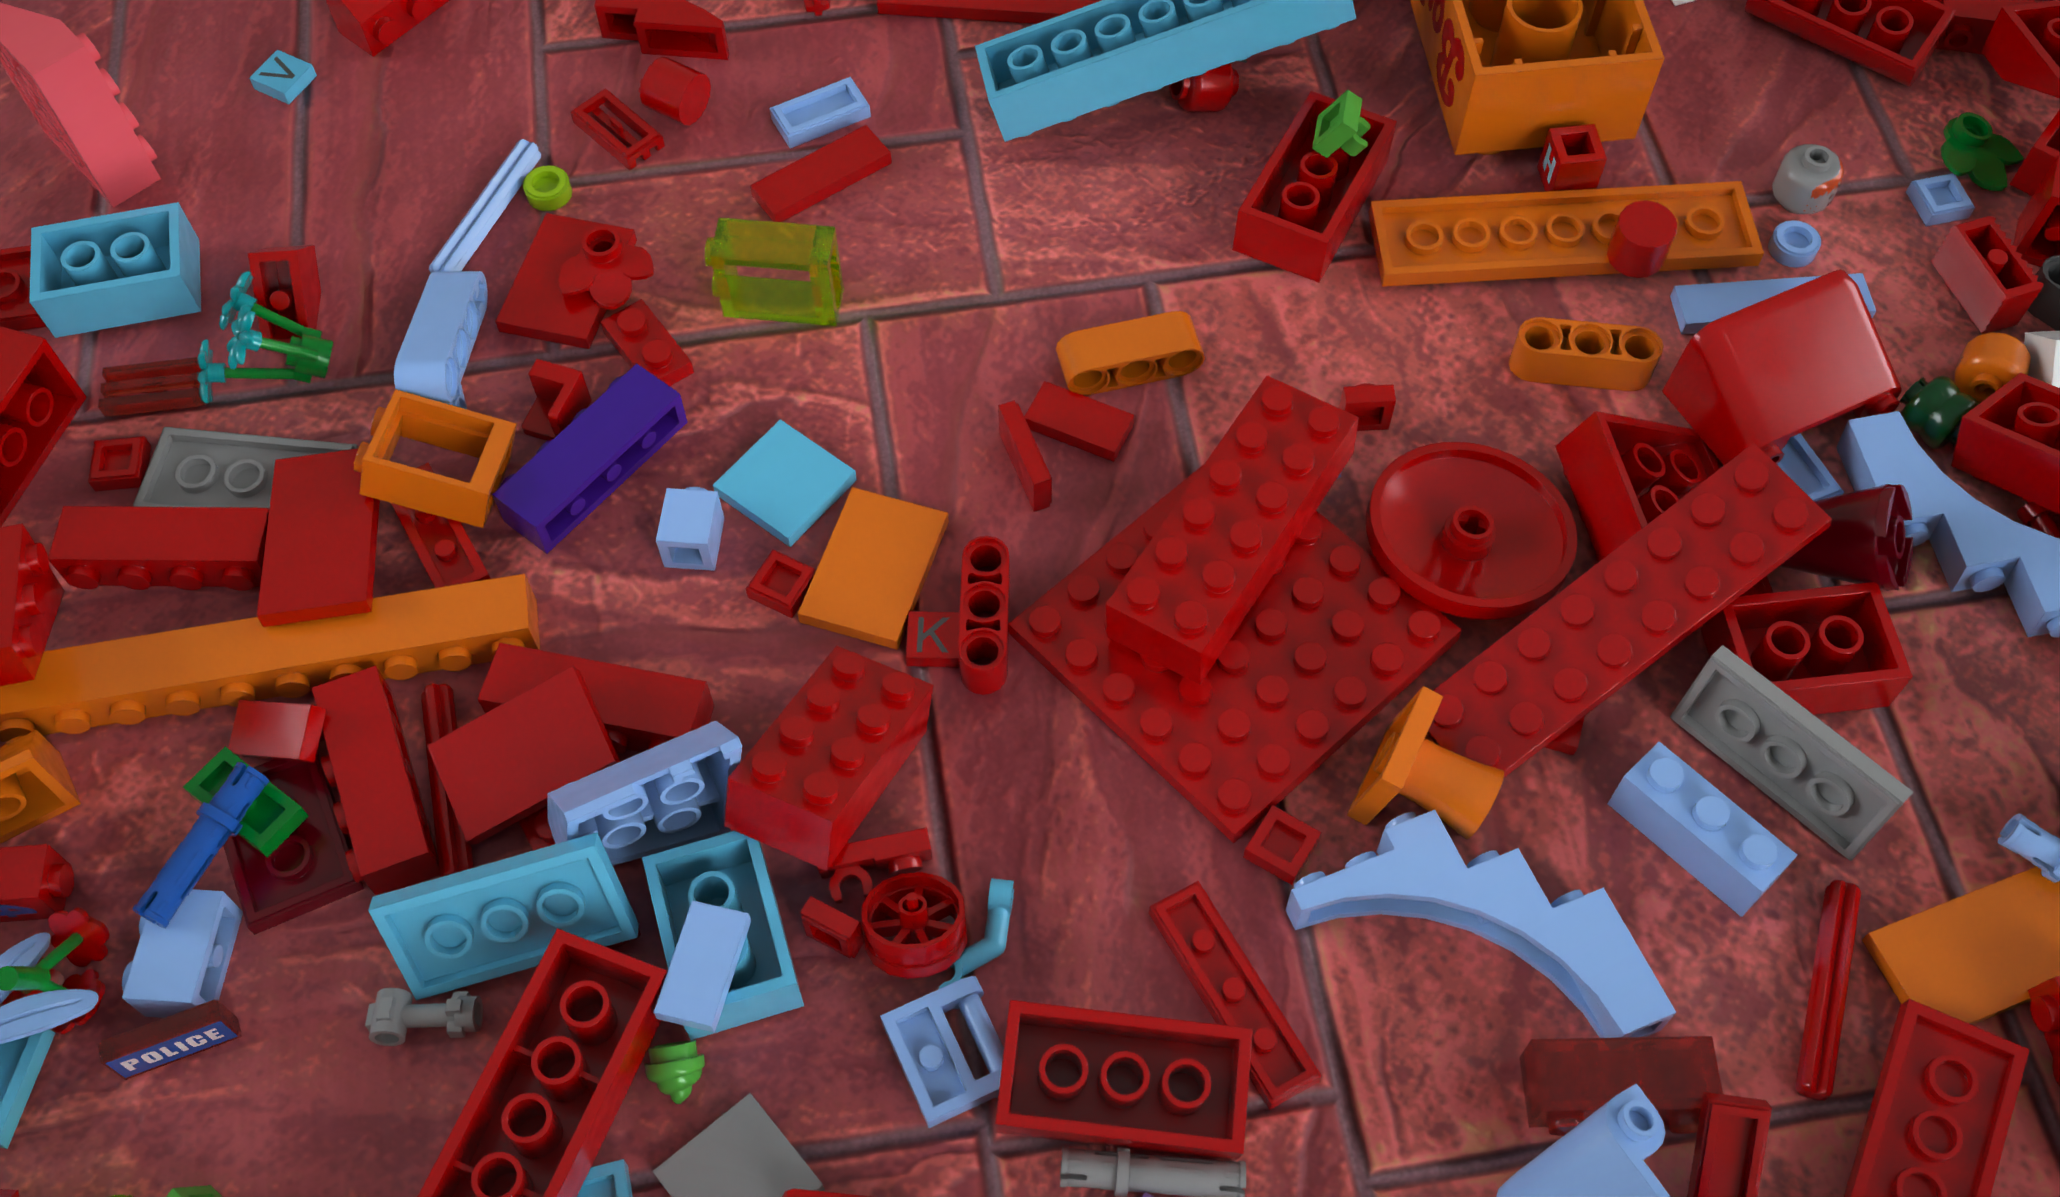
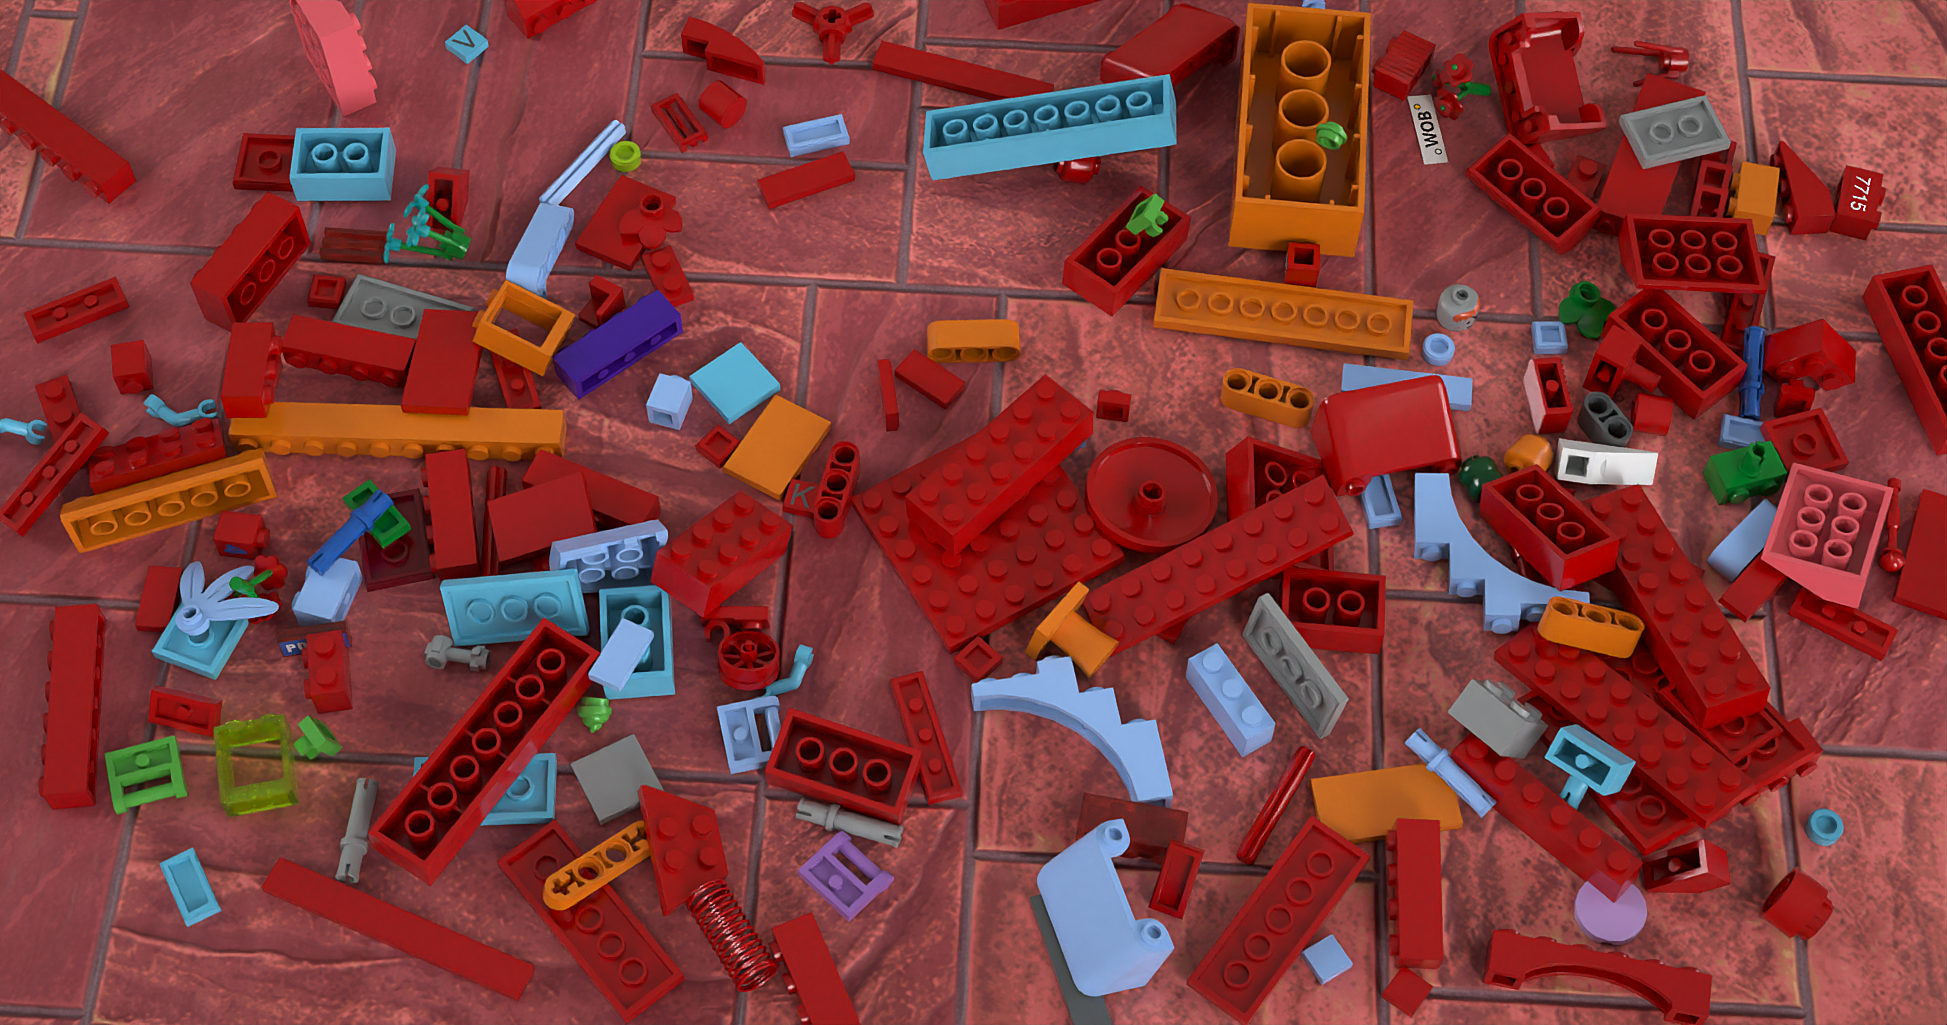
camera: 10 degrees right, 0 degrees up
(201, 1095) = (328, 672): none -> red brick
(277, 730) = (400, 475): red tile -> none
(776, 247) = (764, 232): clear neon green window -> none
(832, 927) = (700, 653): red tile -> none
(1642, 239) = (1324, 329): red piece -> none
(1863, 539) = (1386, 547): dark red cone -> none

